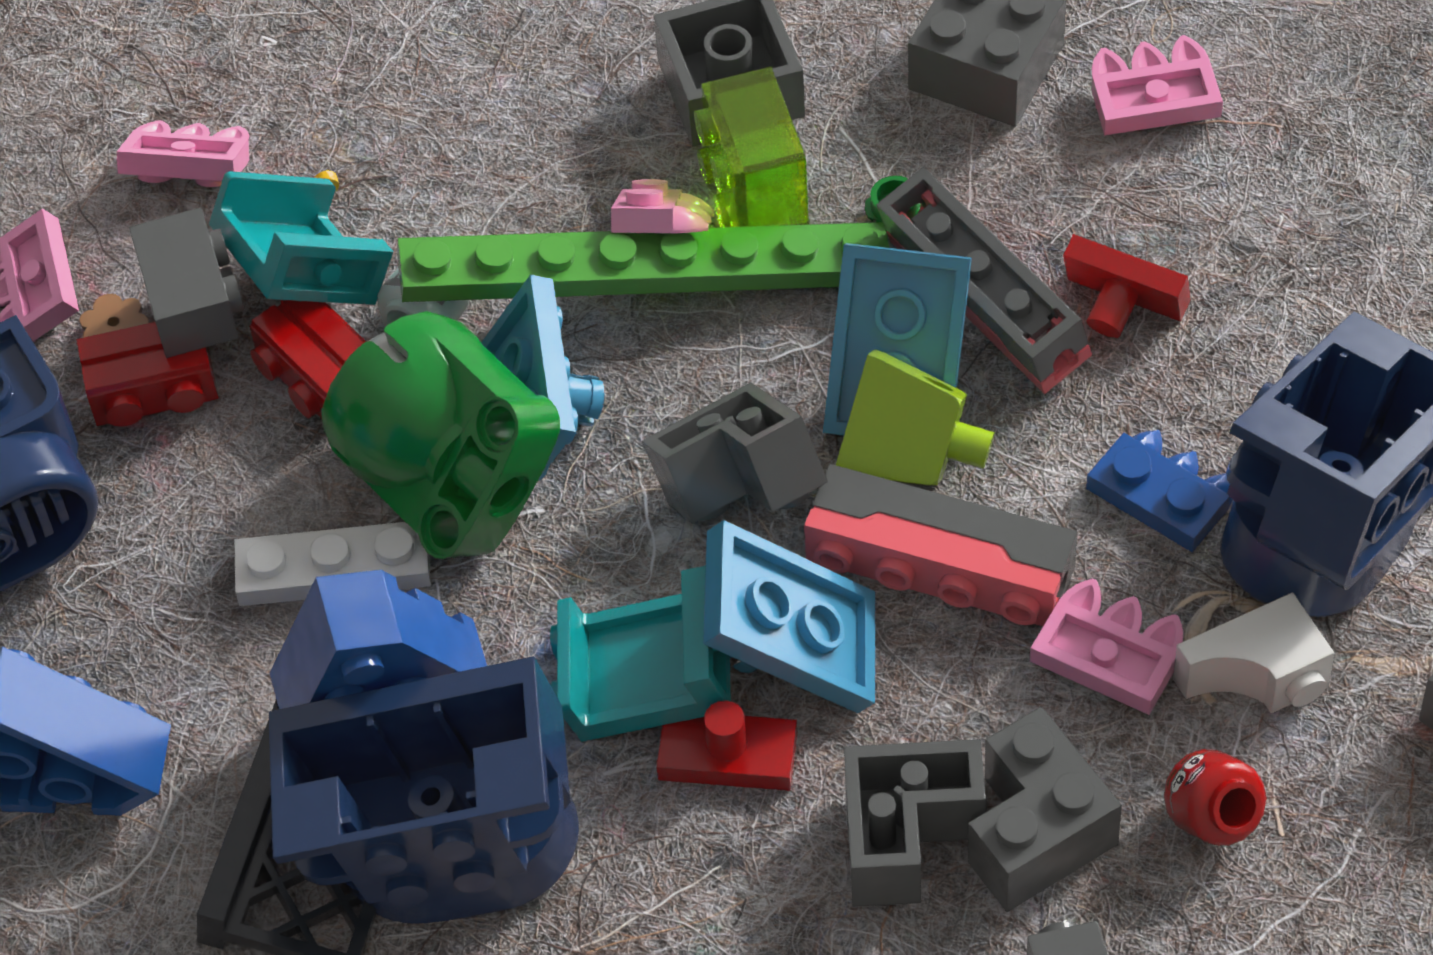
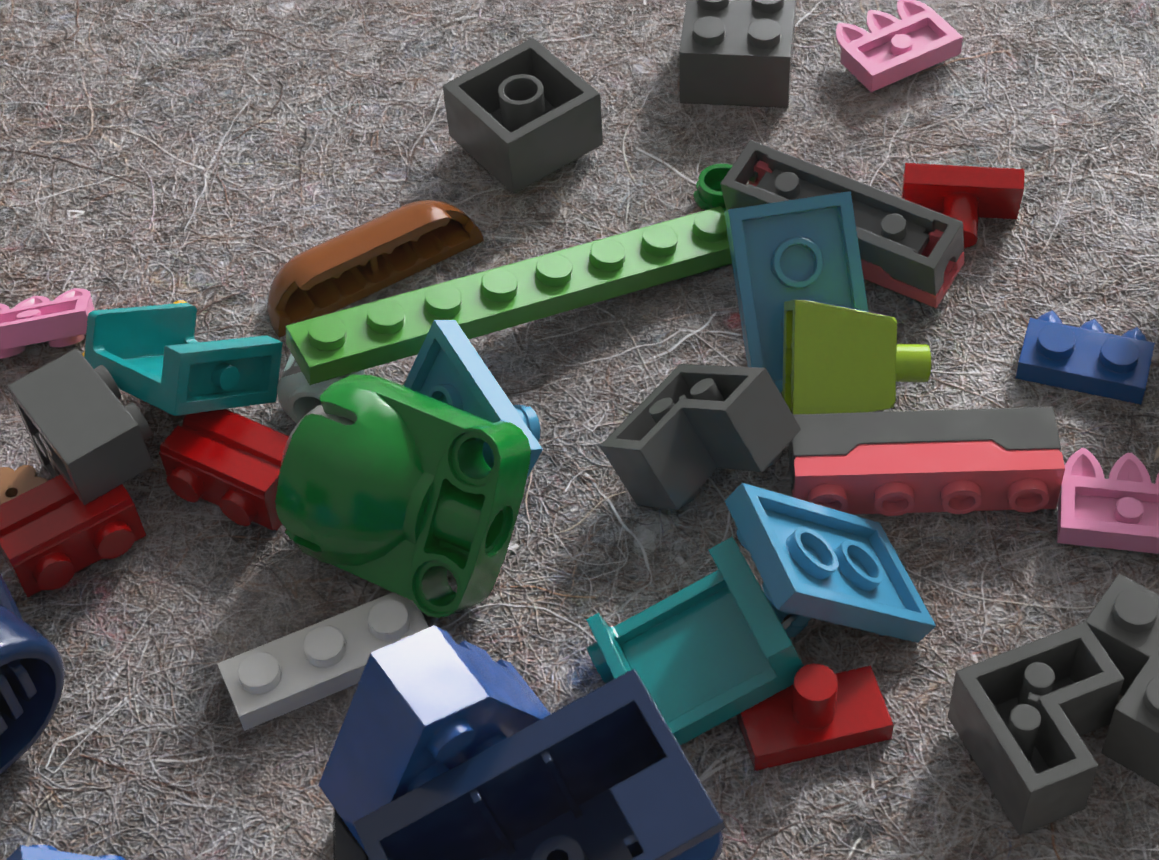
camera: 20 degrees left, 5 degrees down
(520, 180) = (368, 260): none -> dark orange brick
(656, 209) = (510, 244): plate -> none
(751, 152) = (584, 171): clear neon green brick -> none

